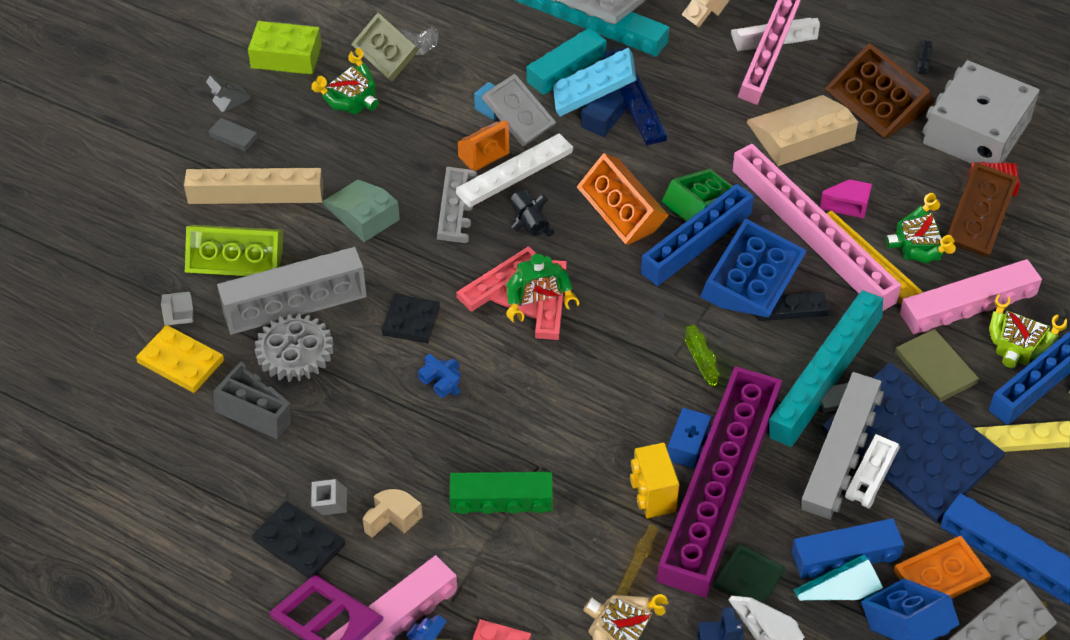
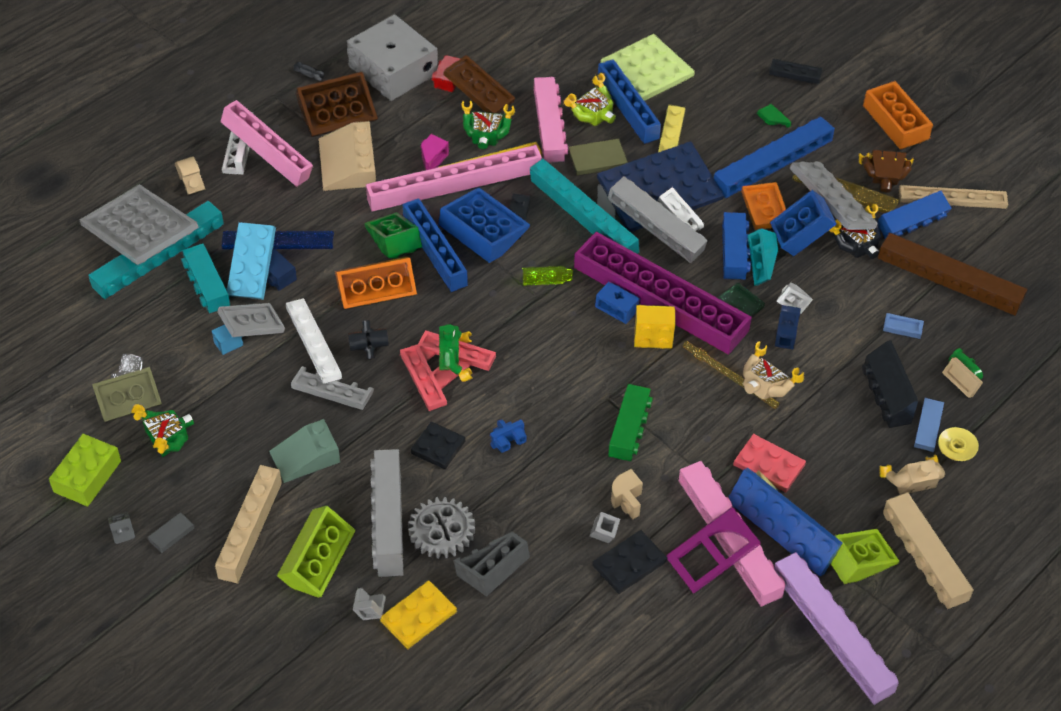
camera: 75 degrees left, 0 degrees up
(485, 145) = (277, 351): orange slope -> none

